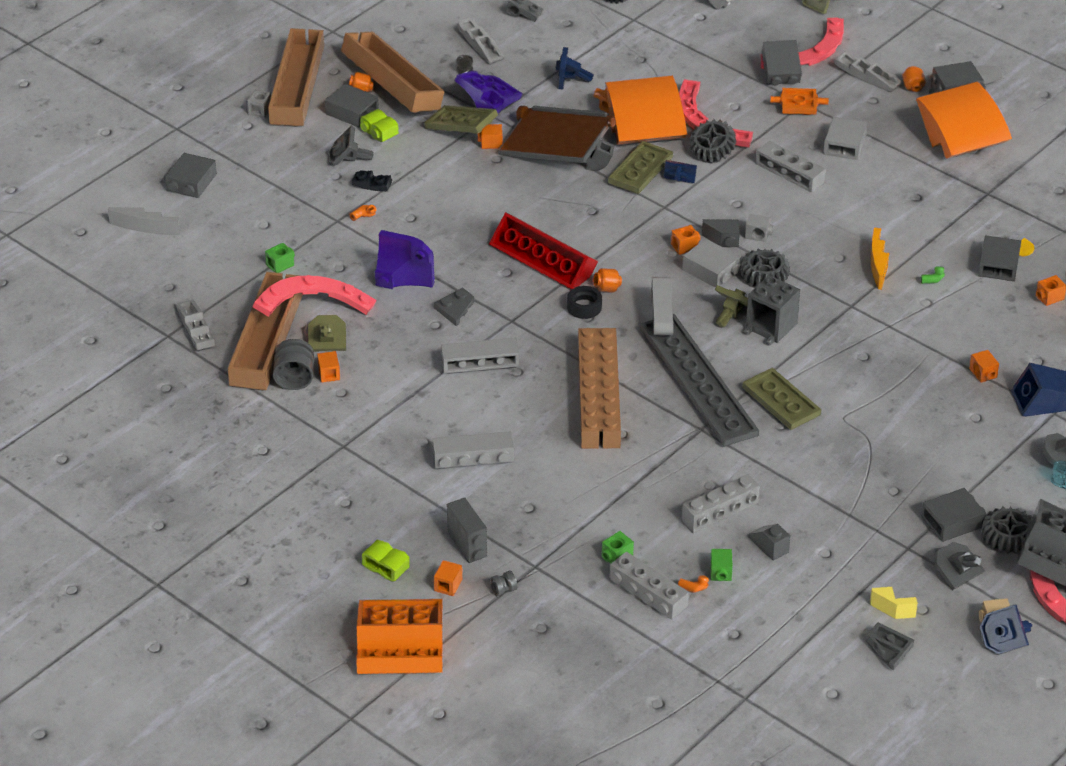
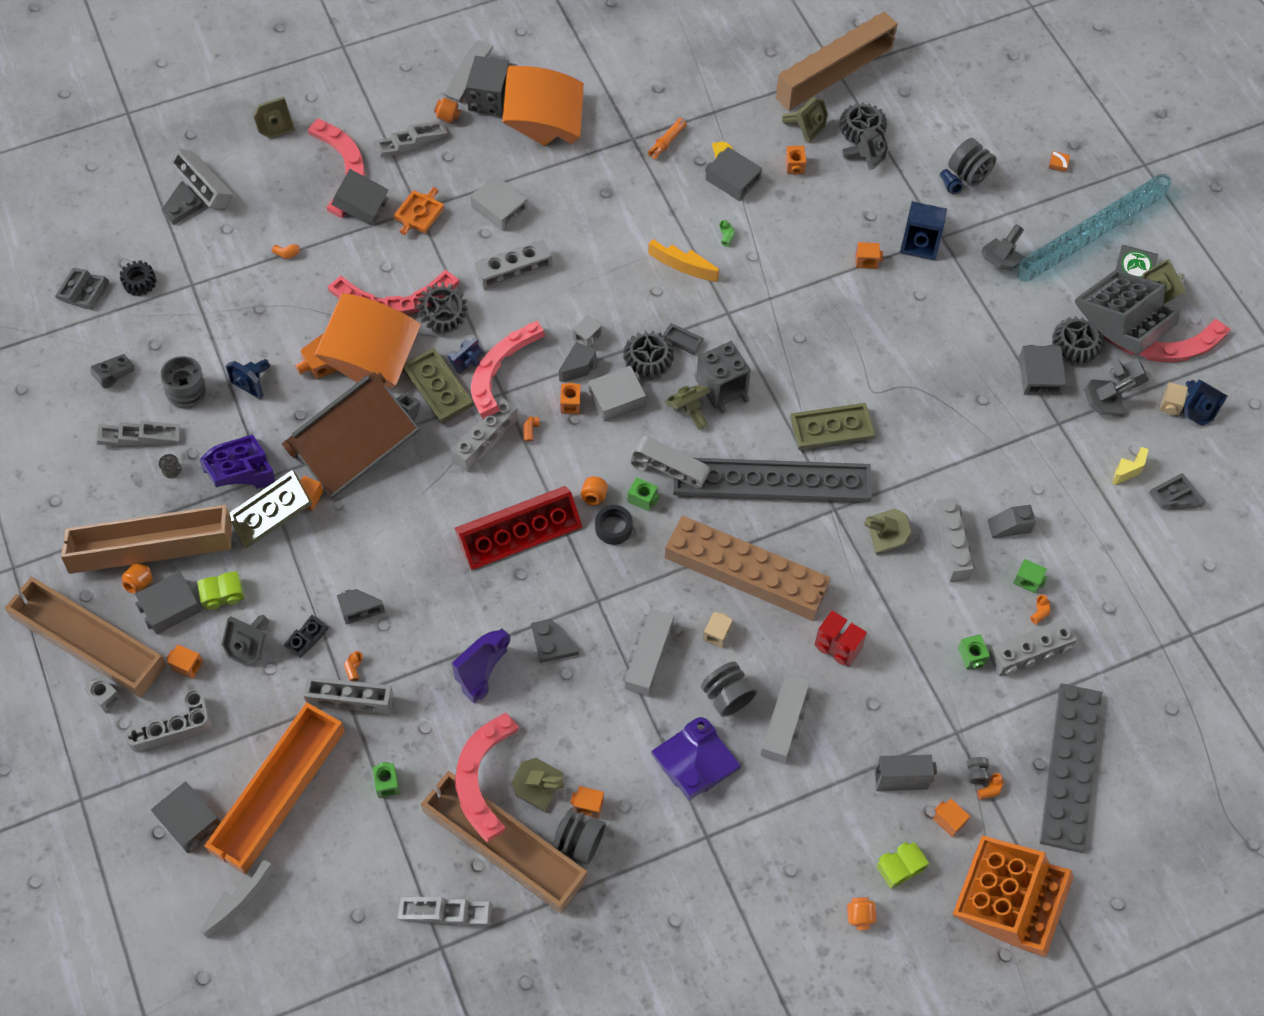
camera: 65 degrees left, 20 degrees up
(239, 204) = (275, 788): none -> orange piece
(263, 150) = (168, 725): none -> light grey beam
(310, 130) = (184, 661): none -> orange brick
(328, 547) = (861, 913): none -> orange head
(334, 213) = (349, 695): none -> light grey brick
(404, 415) = (695, 758): none -> dark purple slope
(412, 194) = (359, 605): none -> dark grey slope
(474, 405) = (728, 689): none -> dark grey wheel
(494, 601) = (993, 789): none -> orange arm
(530, 389) = (718, 629): none -> tan brick
(537, 39) = (183, 381): none -> dark grey wheel
(549, 646) = (1071, 768): none -> dark grey plate
(566, 456) = (842, 646): none -> red piece
(613, 204) = (484, 435): none -> light grey brick
(625, 308) = (642, 487): none -> bright green brick
(642, 227) = (528, 427): none -> orange arm
(681, 186) = (481, 382): none -> coral plate
(699, 459) = (889, 530): none -> olive piece
(702, 51) = (286, 252): none -> orange arm
(801, 281) = (683, 339): none -> dark grey tile
(994, 573) = (1131, 368): none -> dark grey brick
(1004, 209) = (663, 142): none -> orange pin

